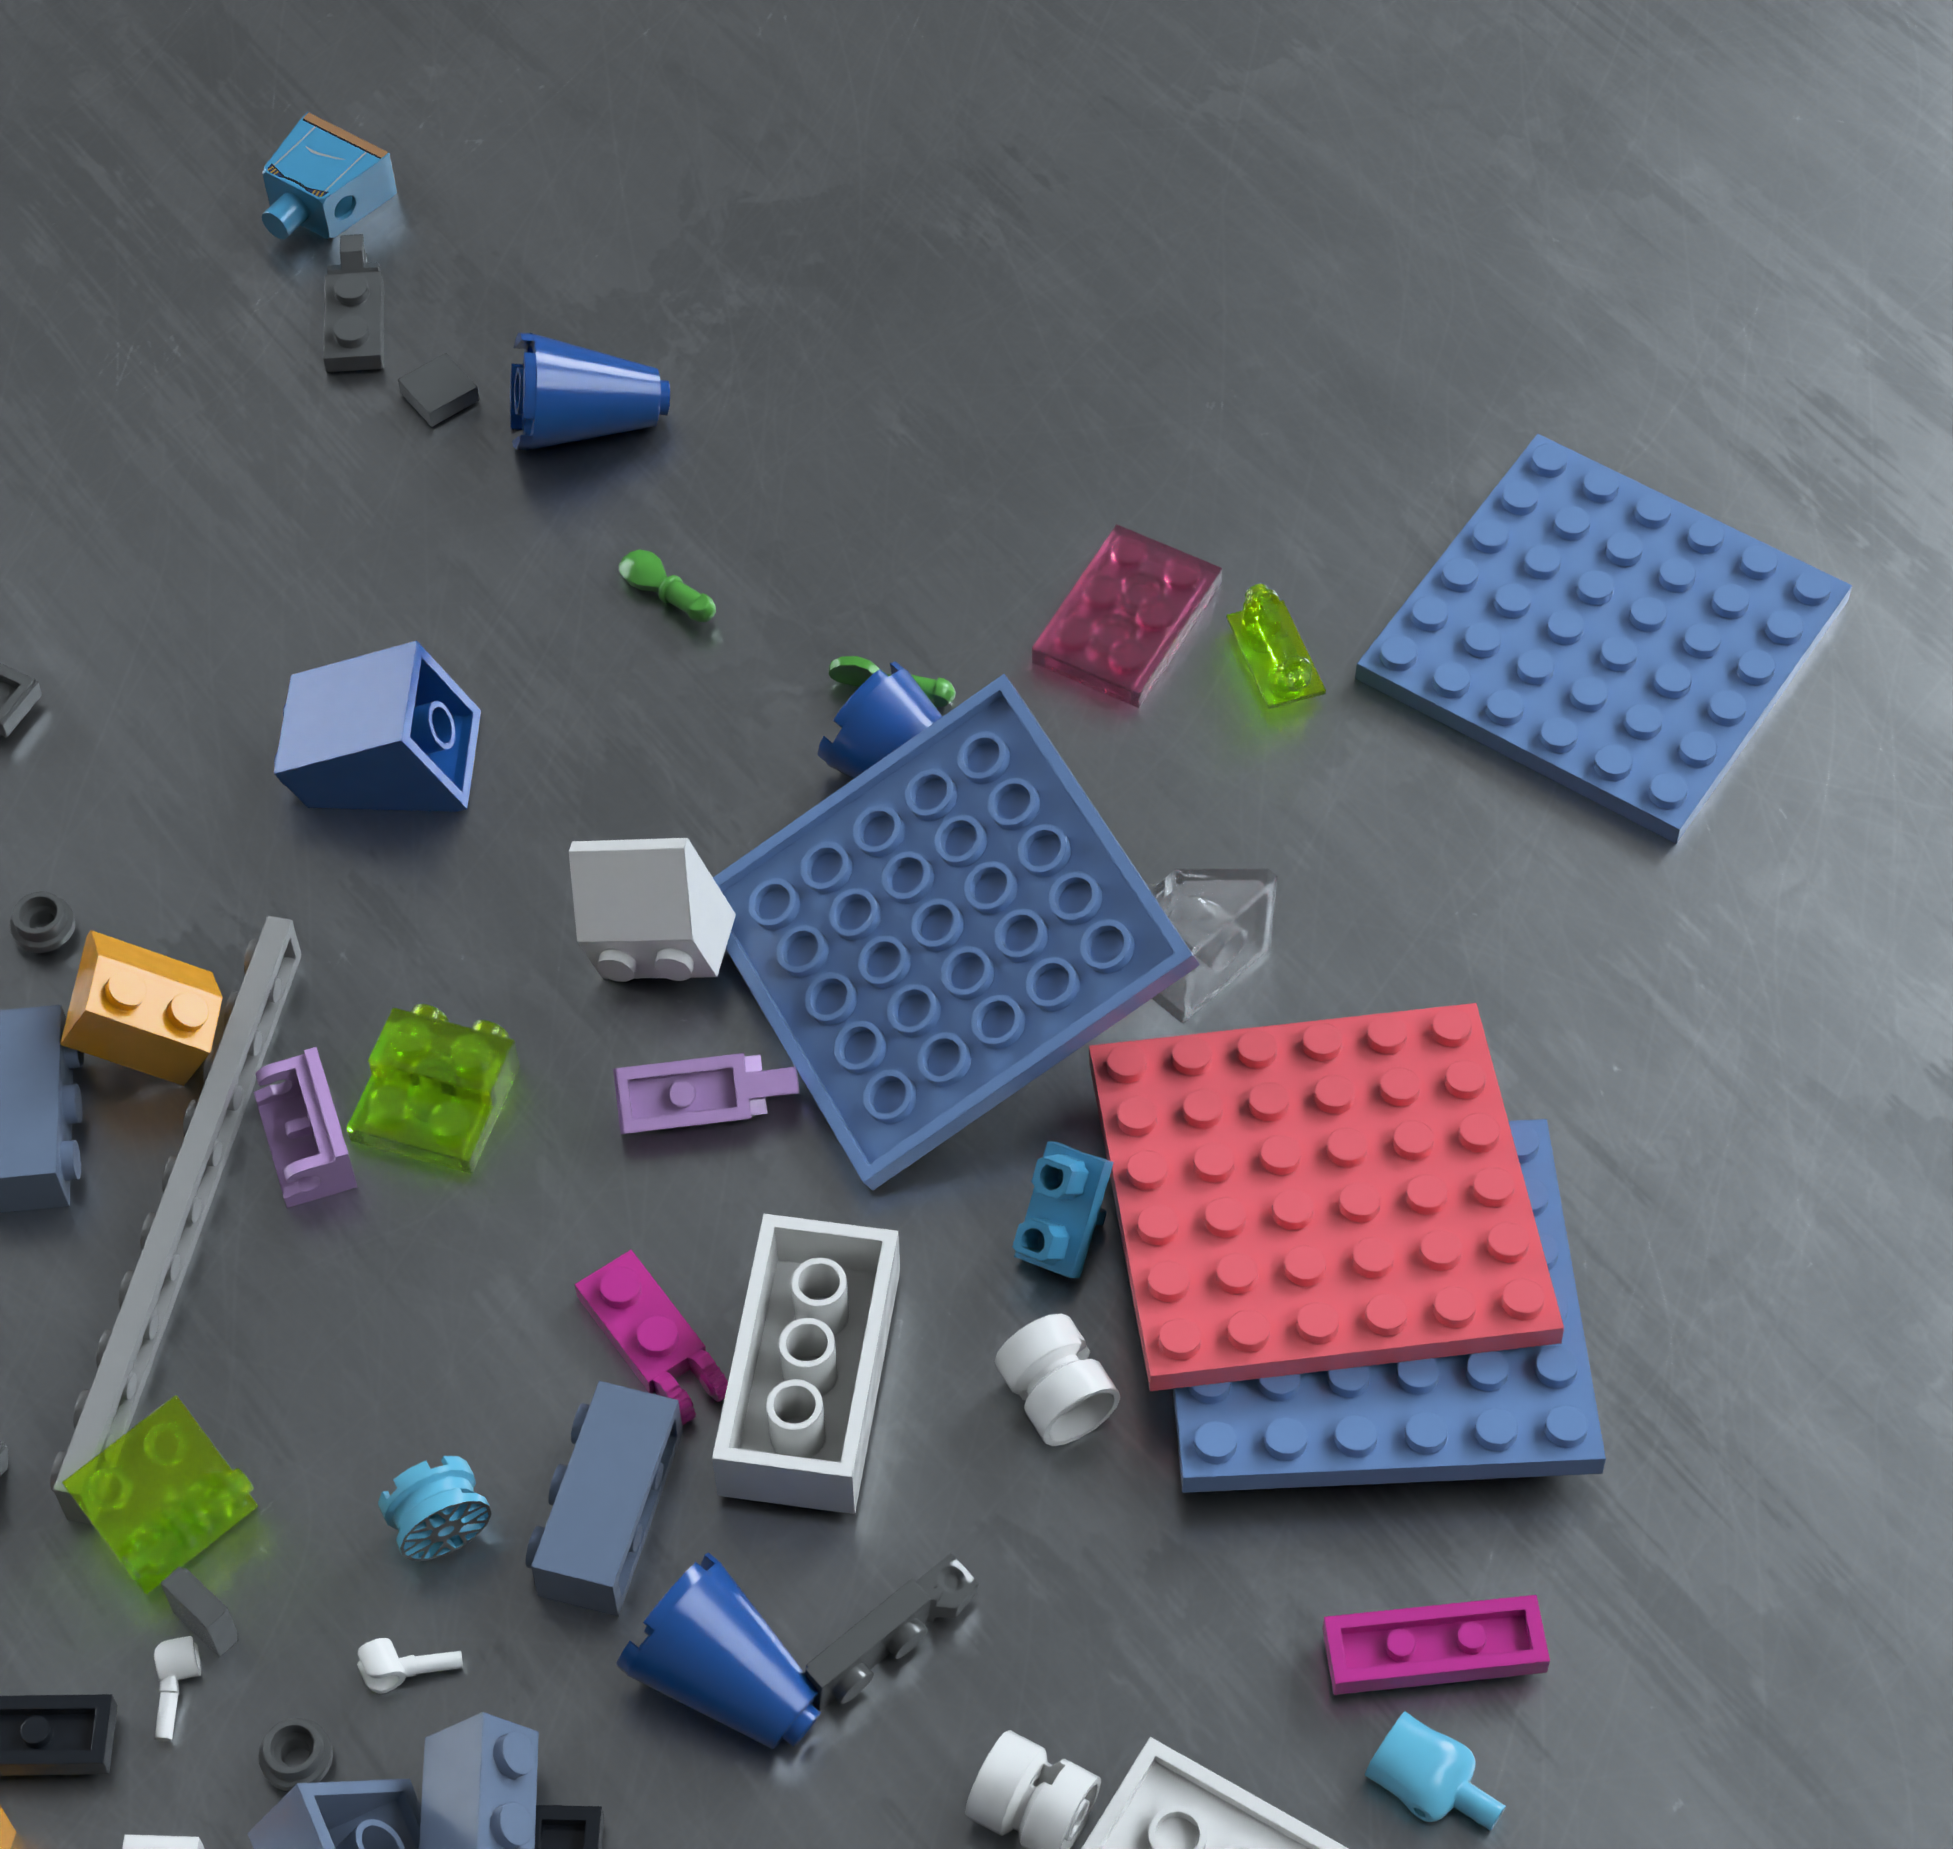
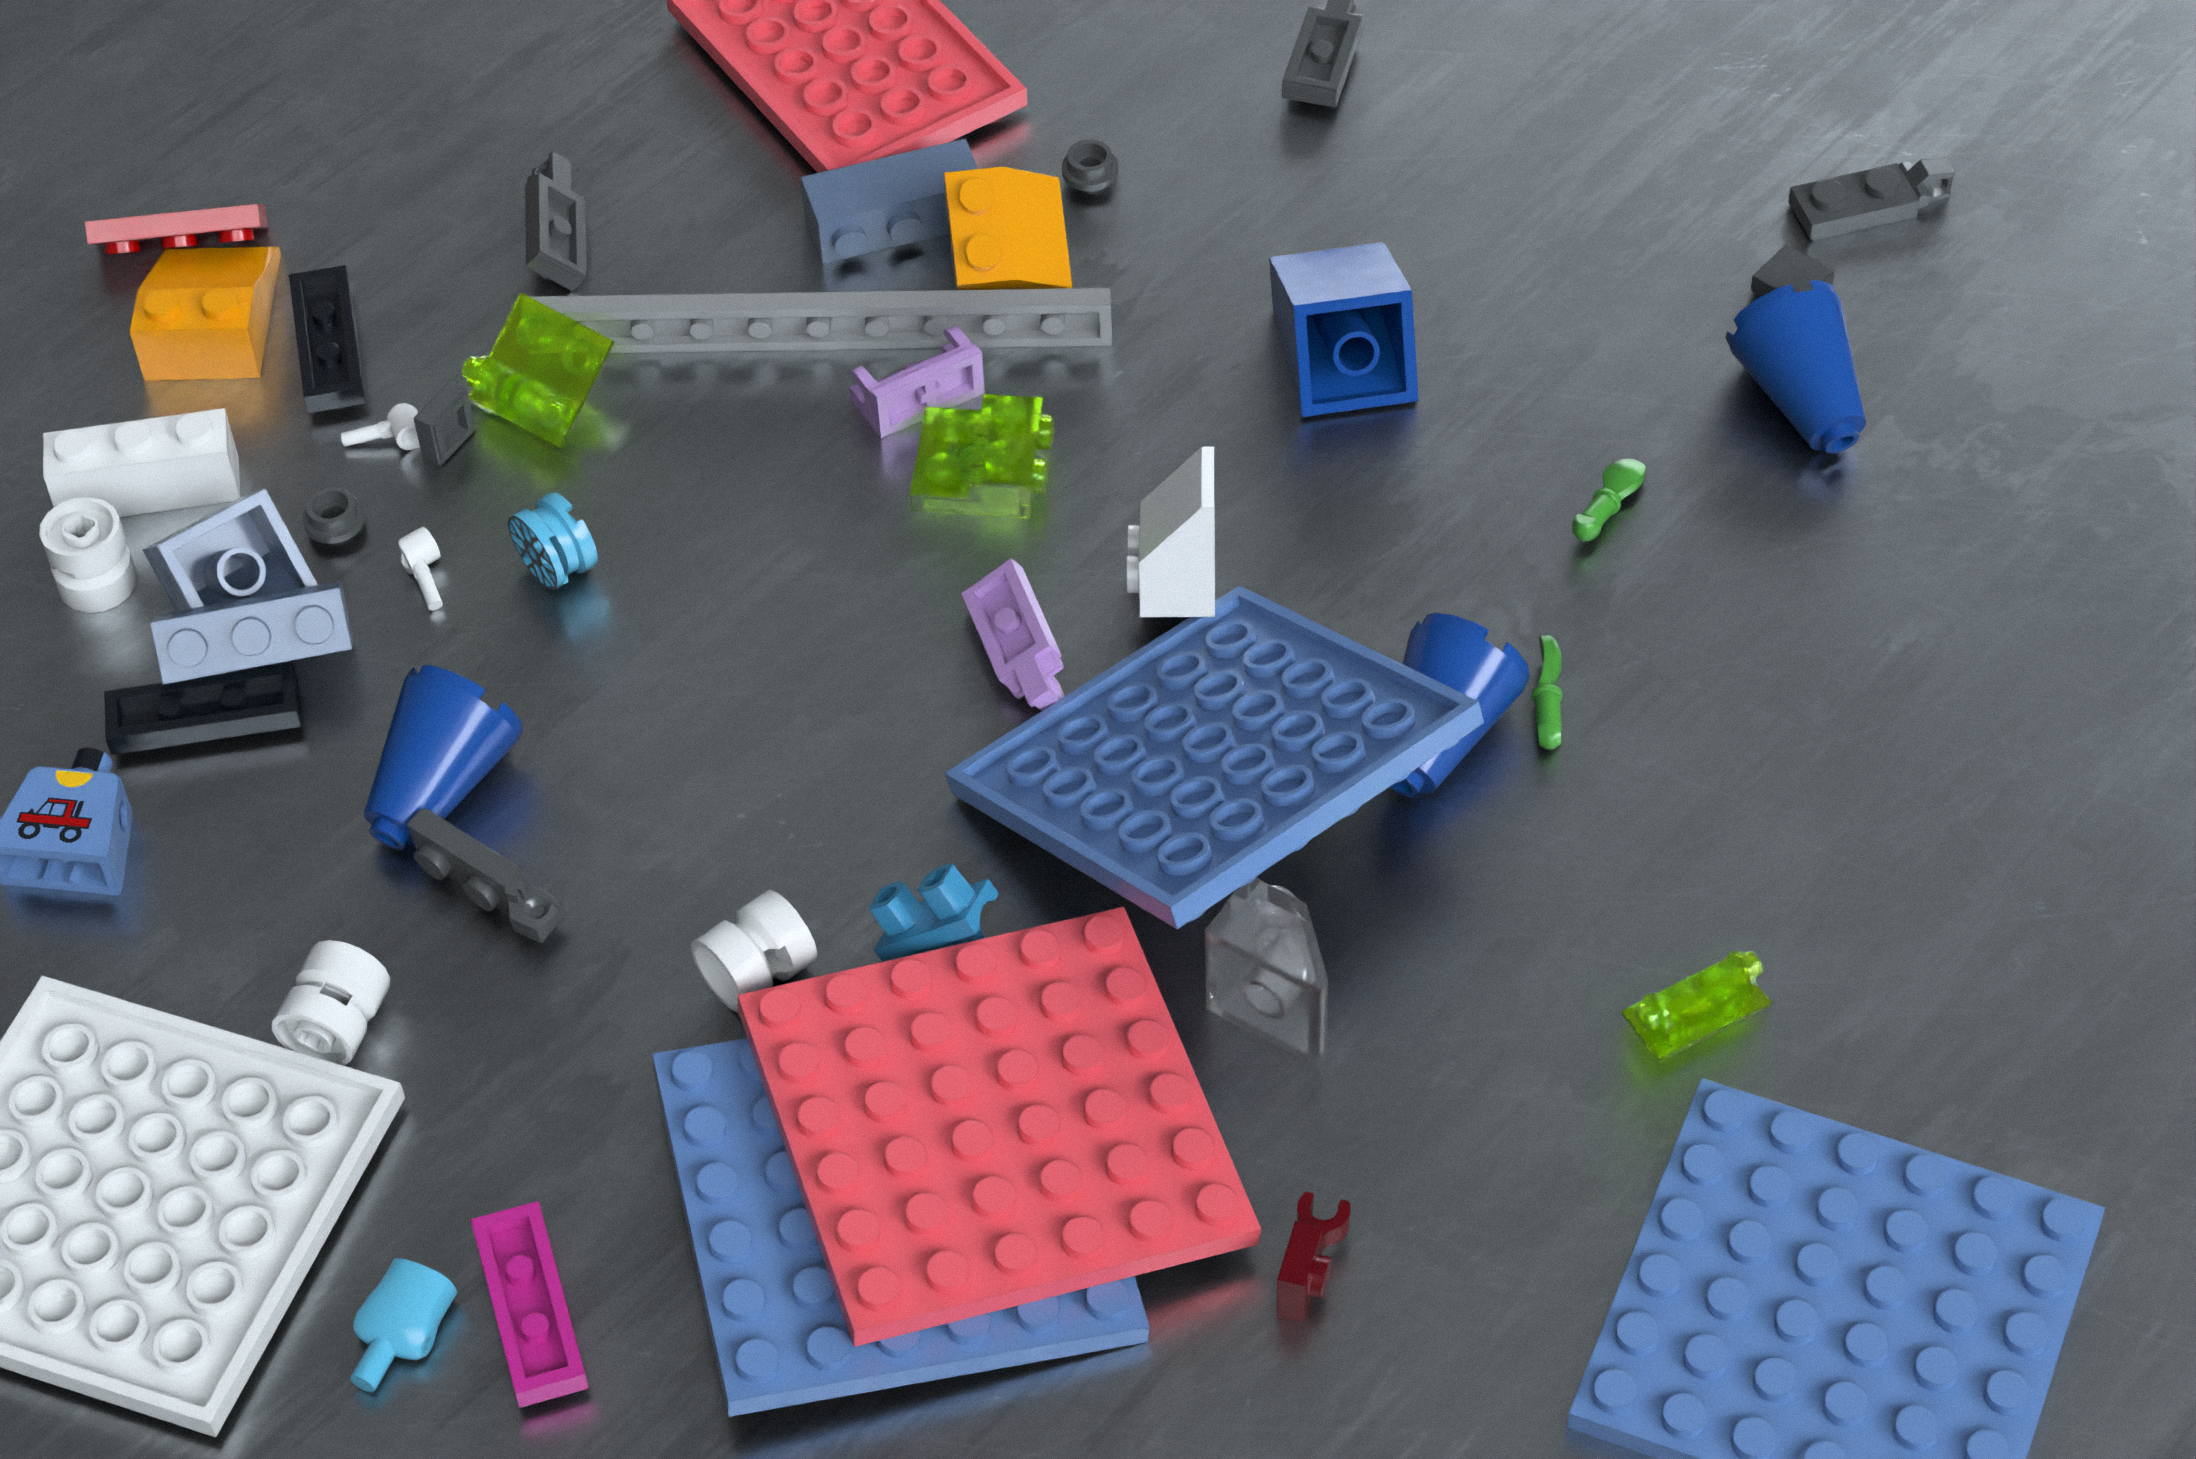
camera: 80 degrees right, 5 degrees down
(324, 180) = (2013, 129): dark azure torso -> none
(605, 1498) = (586, 657): sand blue brick -> none
(649, 1331) = (761, 663): dark pink hinge -> none
(807, 1364) = (732, 759): white brick -> none
(1127, 615) = (1706, 873): clear pink plate -> none
(1499, 984) = (1304, 1268): none -> dark red plate

